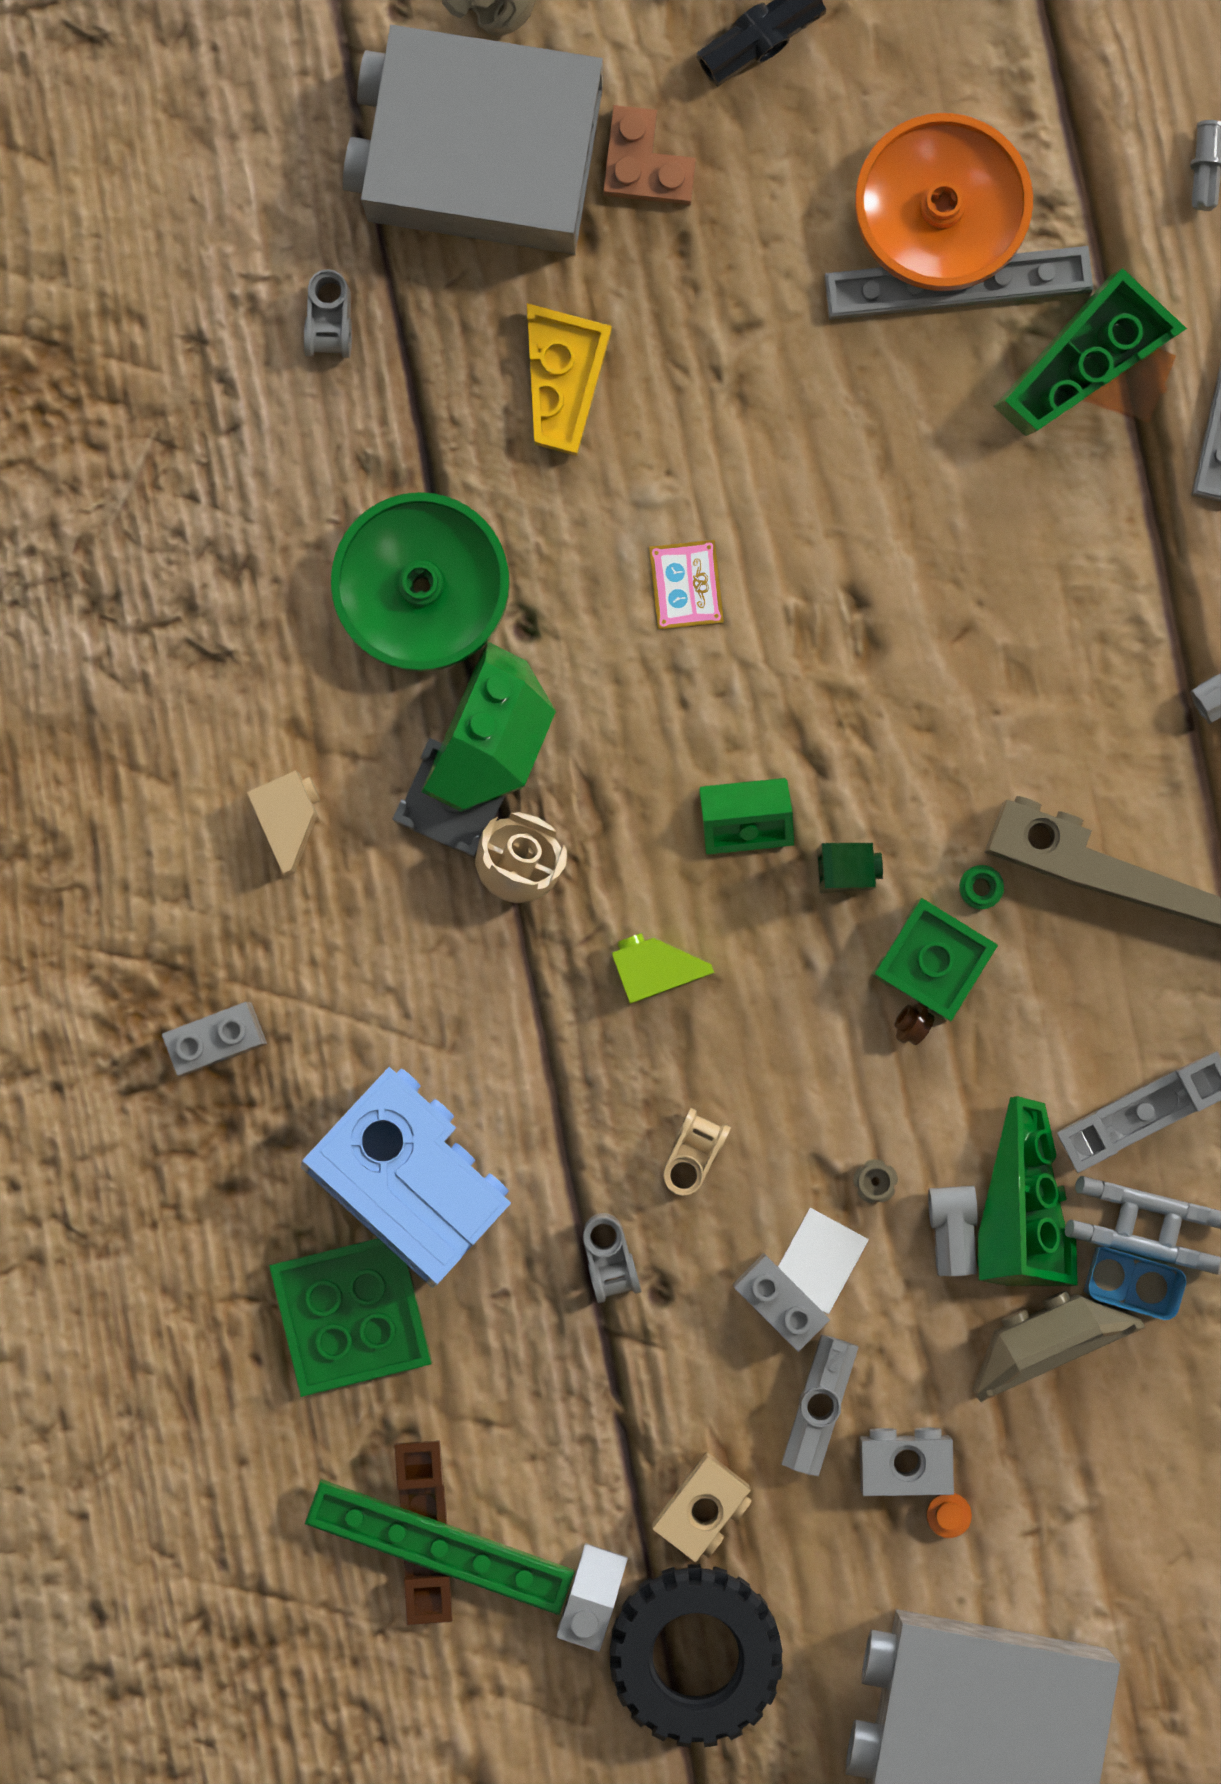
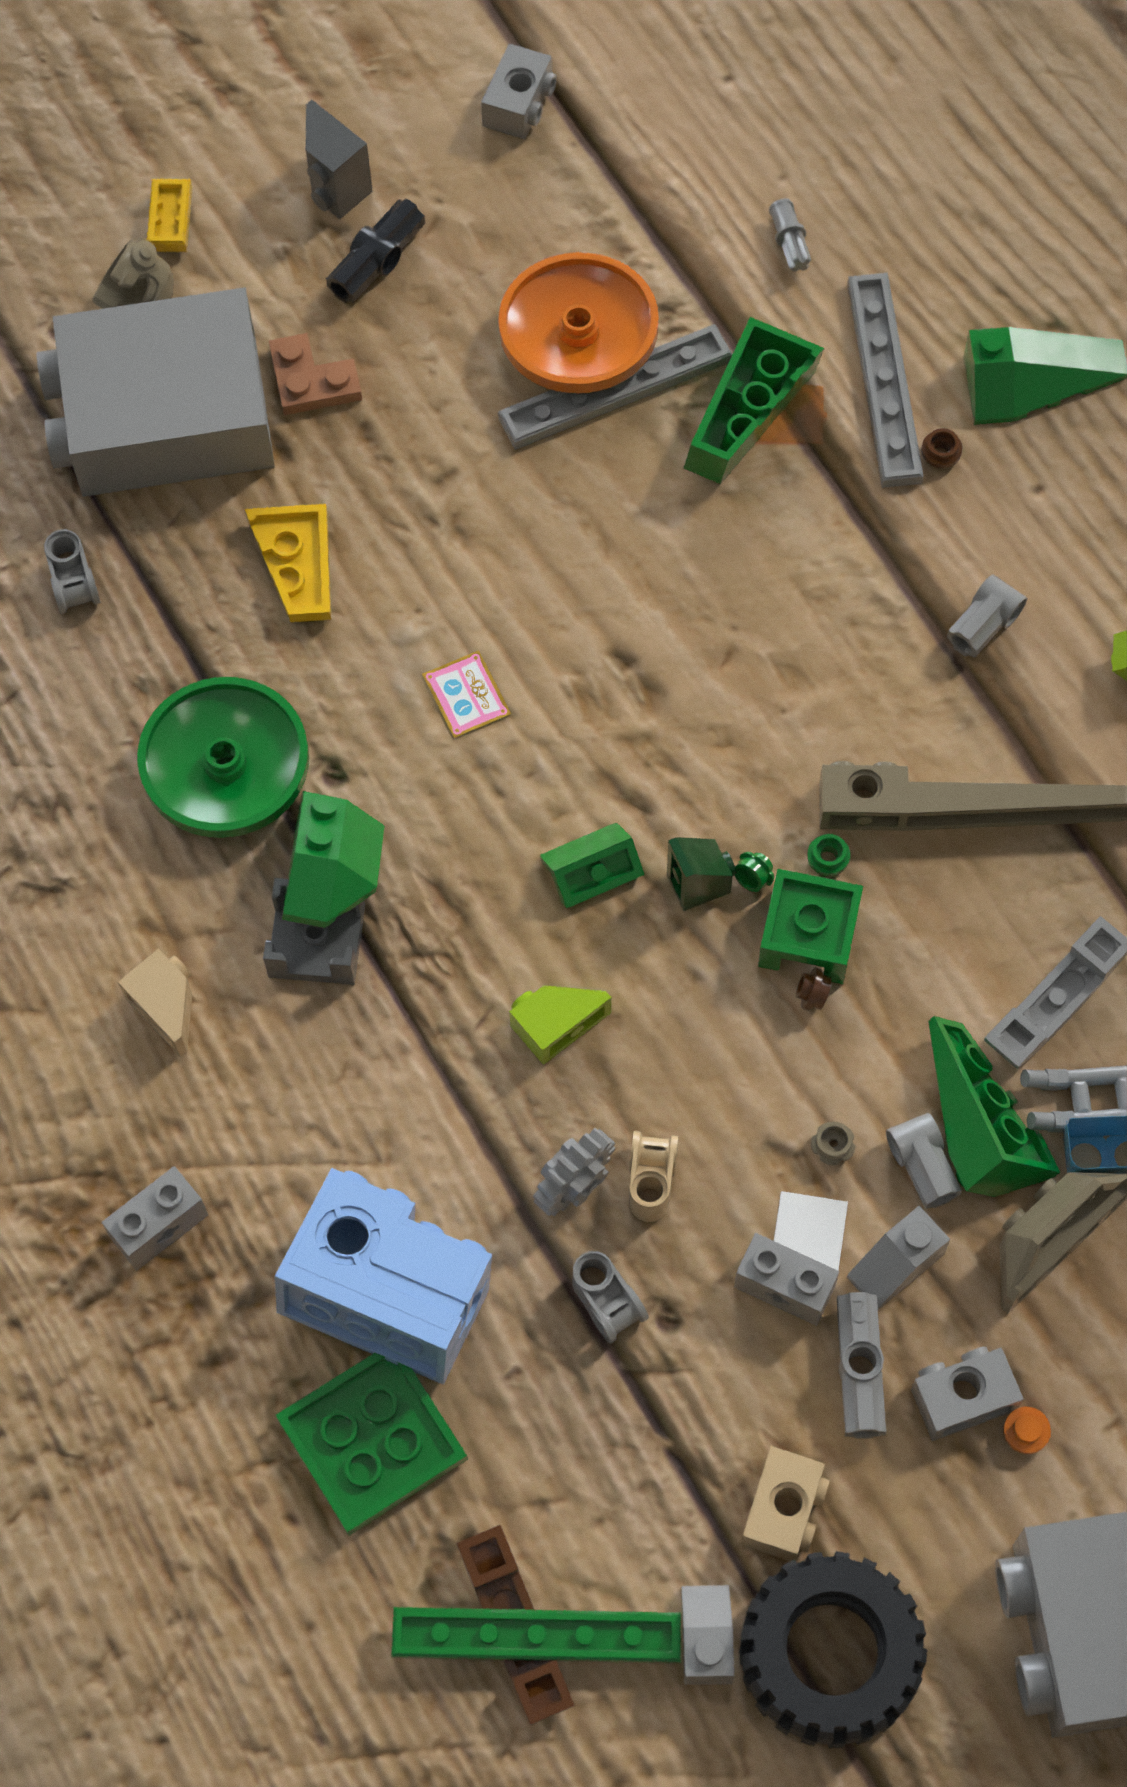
camera: 25 degrees left, 20 degrees down
(519, 858) = (393, 960): tan cylinder -> none
(618, 1136) = (574, 1172): none -> light grey gear
(893, 1317) = (900, 1257): none -> light grey slope
(902, 880) = (754, 871): none -> green plate

